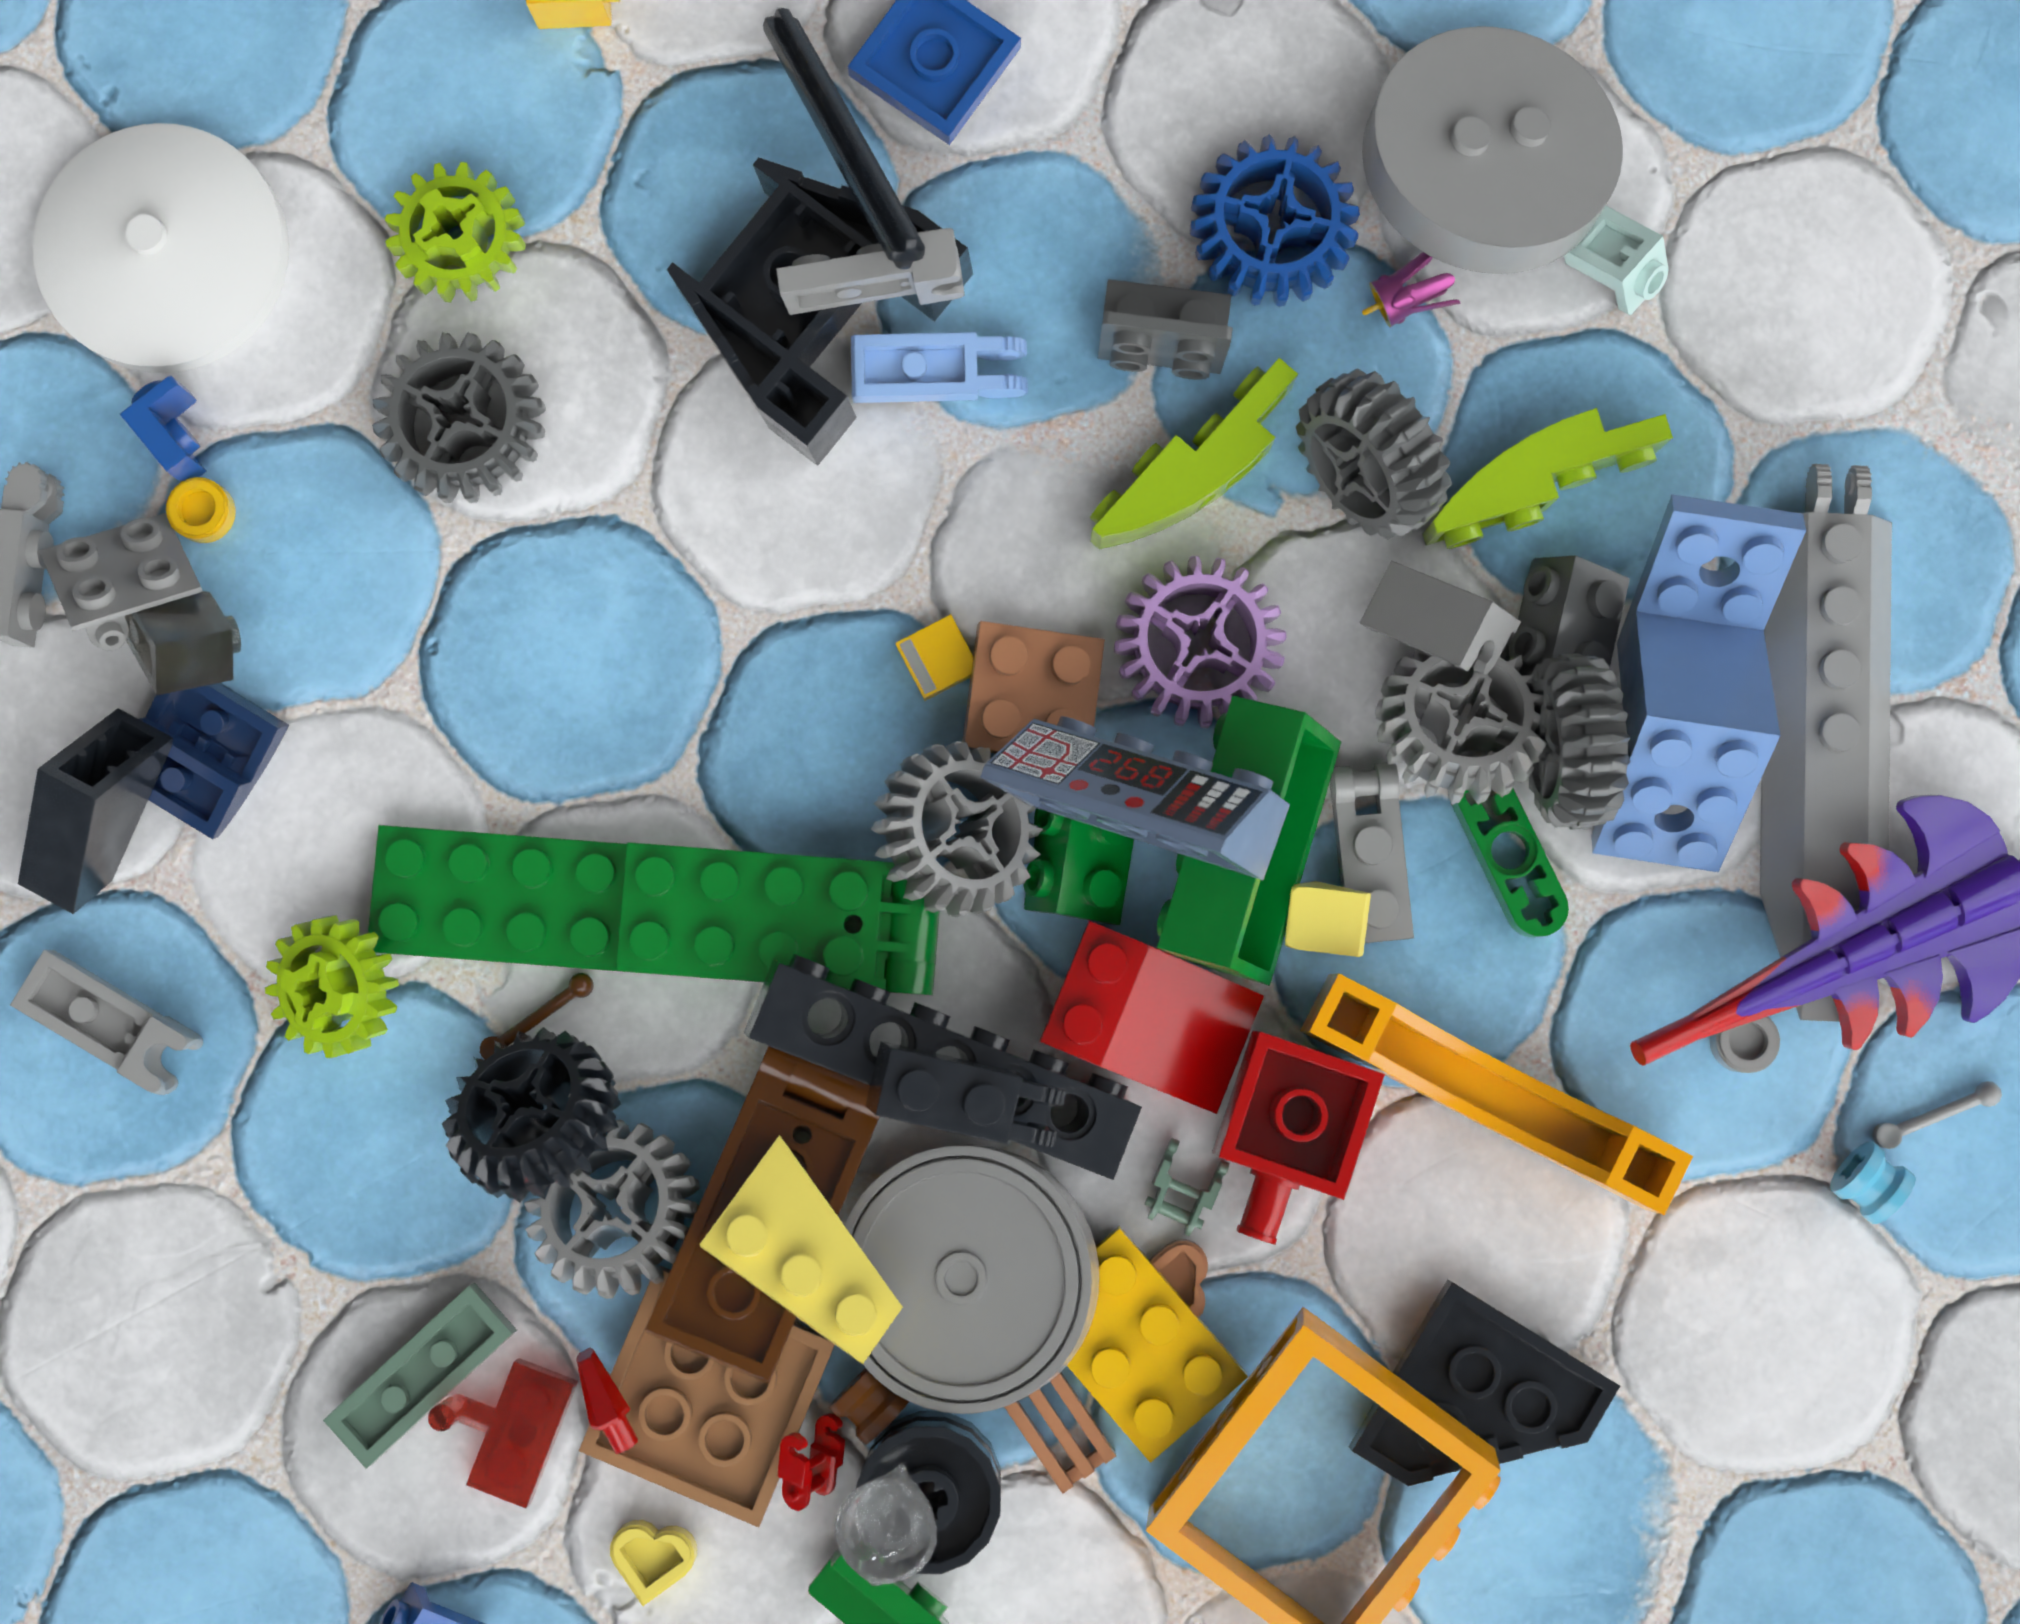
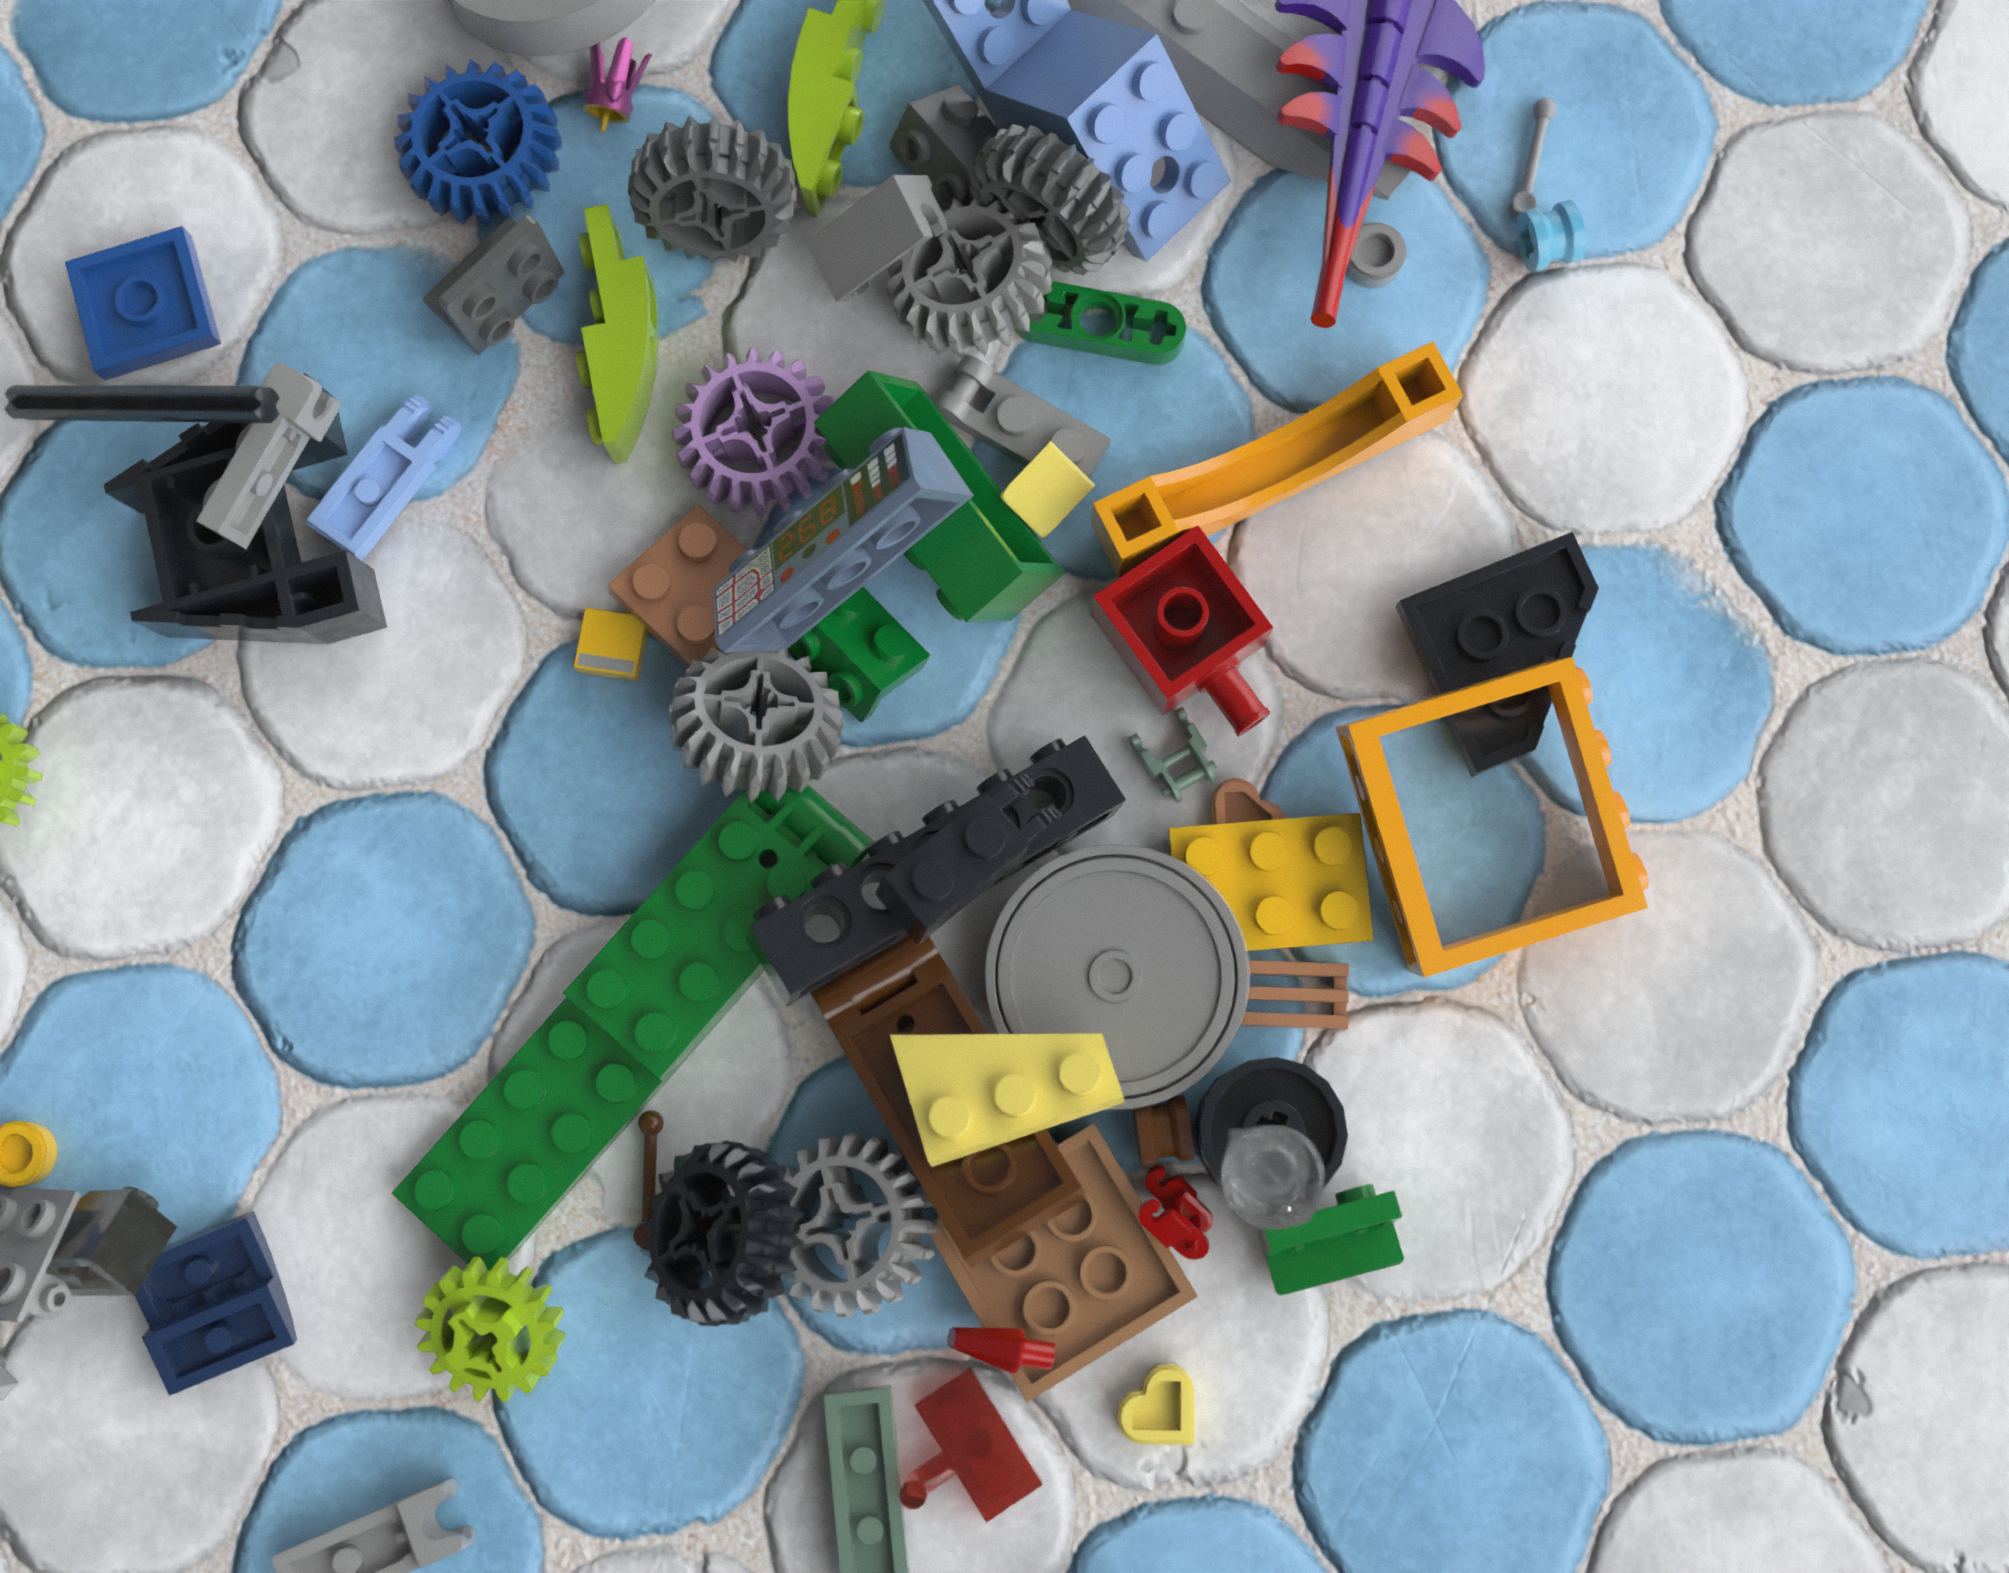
camera: 50 degrees left, 5 degrees down
(89, 808) = (183, 1427): black slope -> none
(450, 440) = (92, 844): dark grey gear -> none
(1151, 1017) = (1019, 683): red slope -> none

